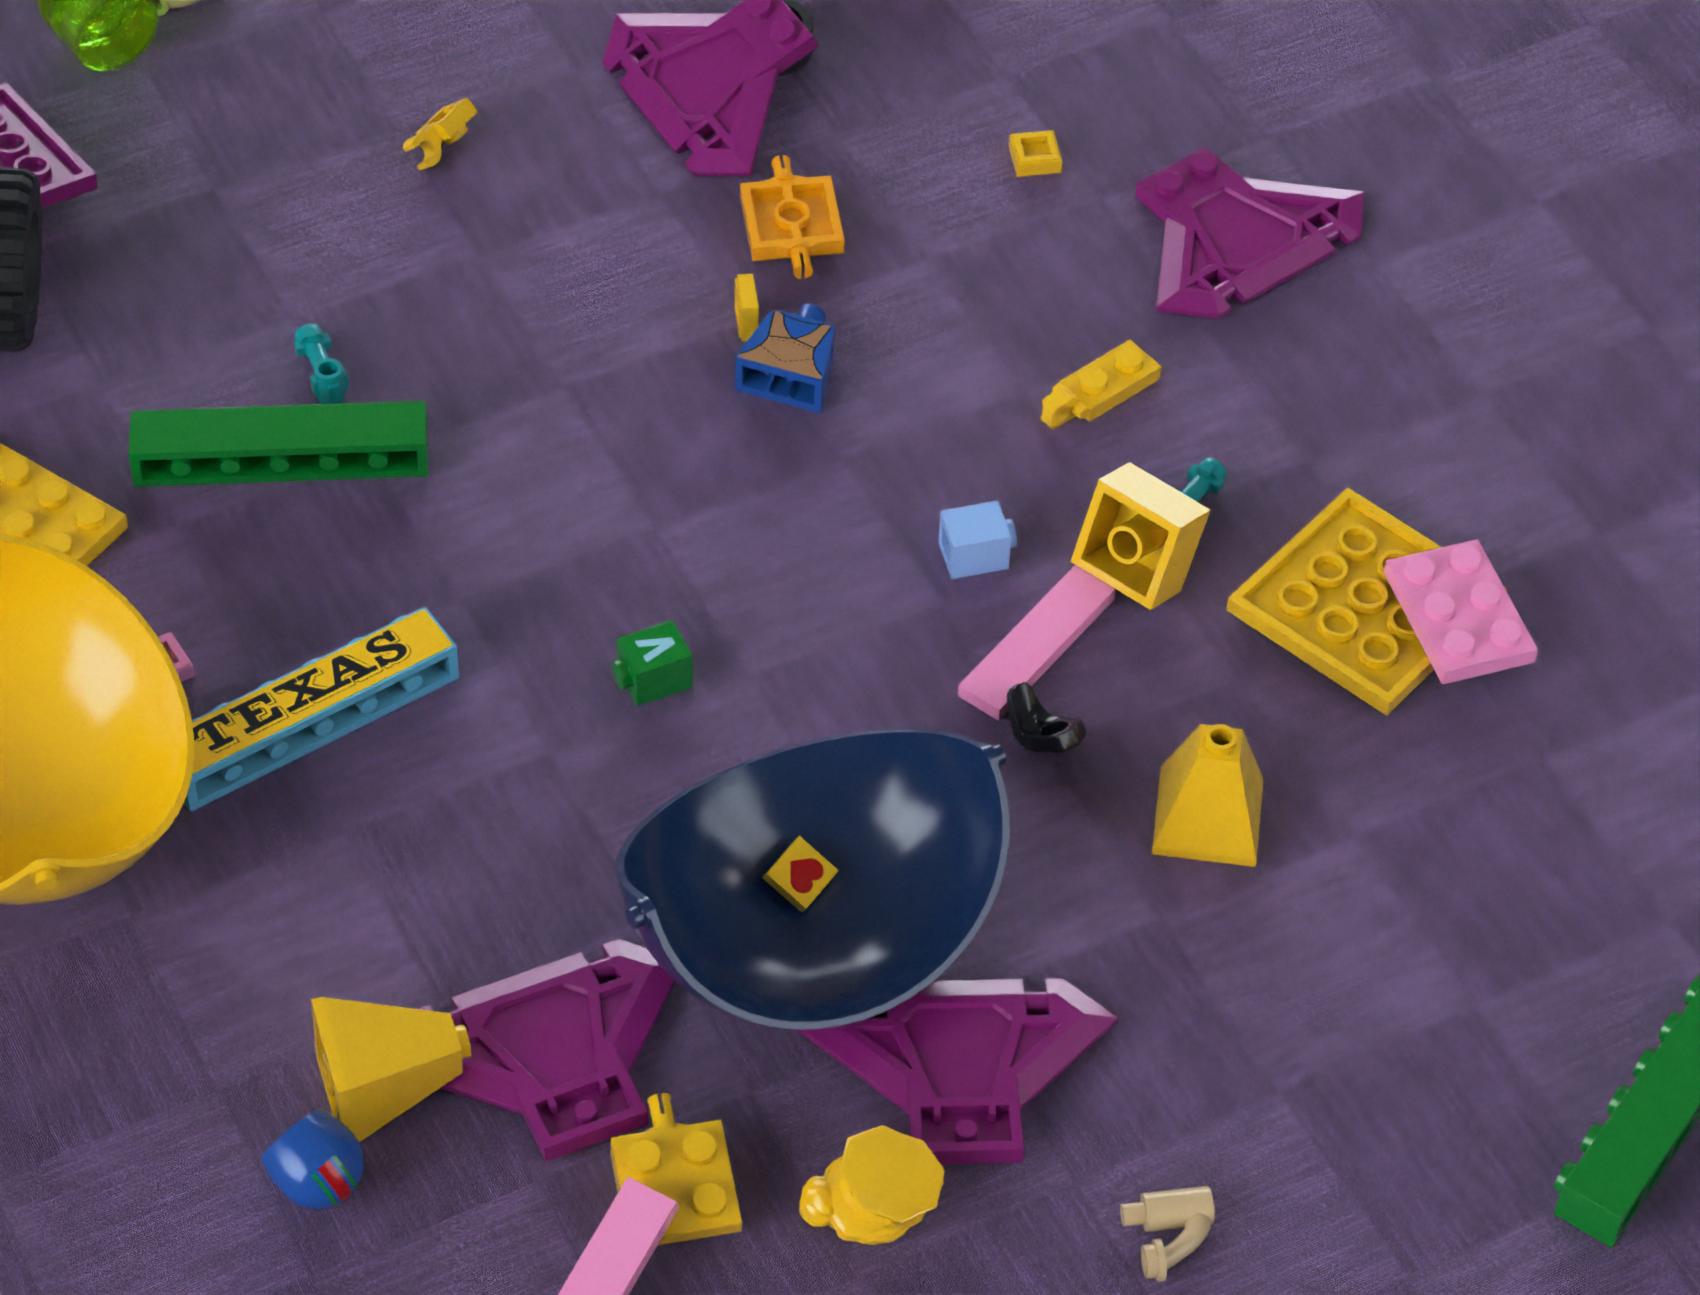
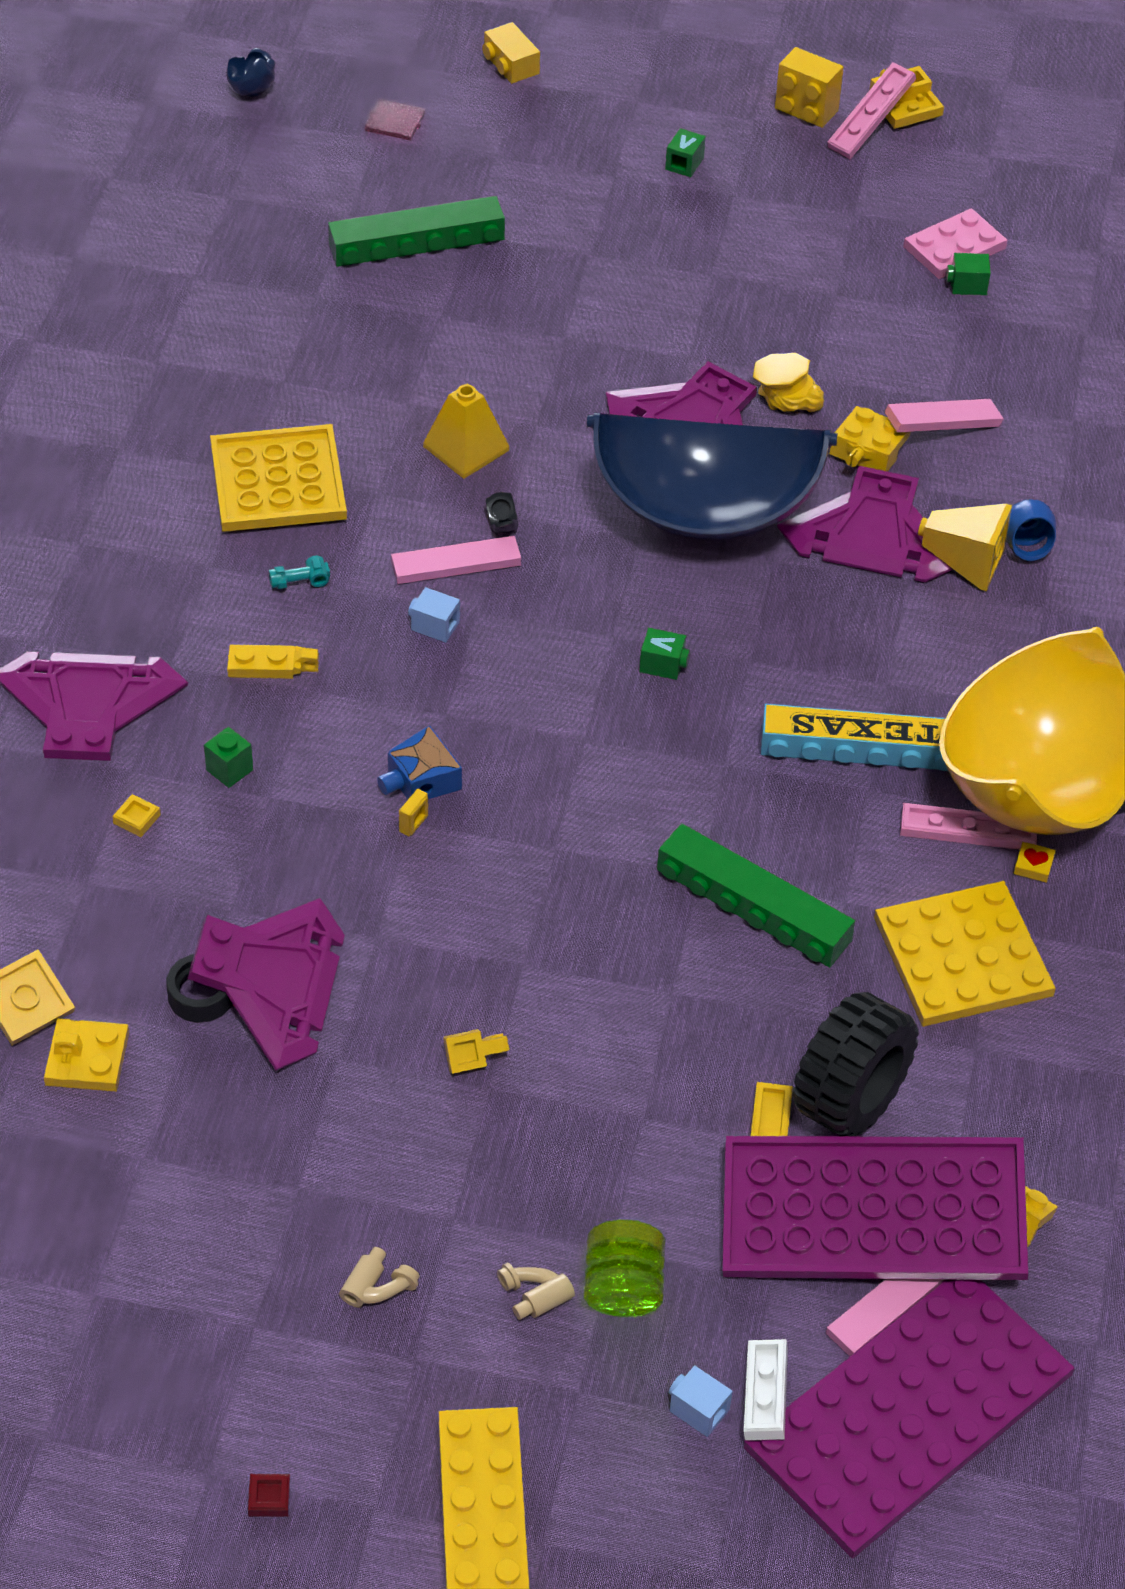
camera: 140 degrees left, 0 degrees up
(77, 254) = (771, 1109): none -> yellow tile
(329, 376) = (692, 923): teal bar -> none
(791, 217) = (326, 855): light orange plate -> none
(800, 874) = (694, 511): yellow tile -> none
(1005, 240) = (228, 757): none -> green brick
(1140, 535) = (362, 544): yellow brick -> none
(1169, 1210) = (663, 315): tan plant -> none
(1460, 611) = (250, 433): bright pink plate -> none

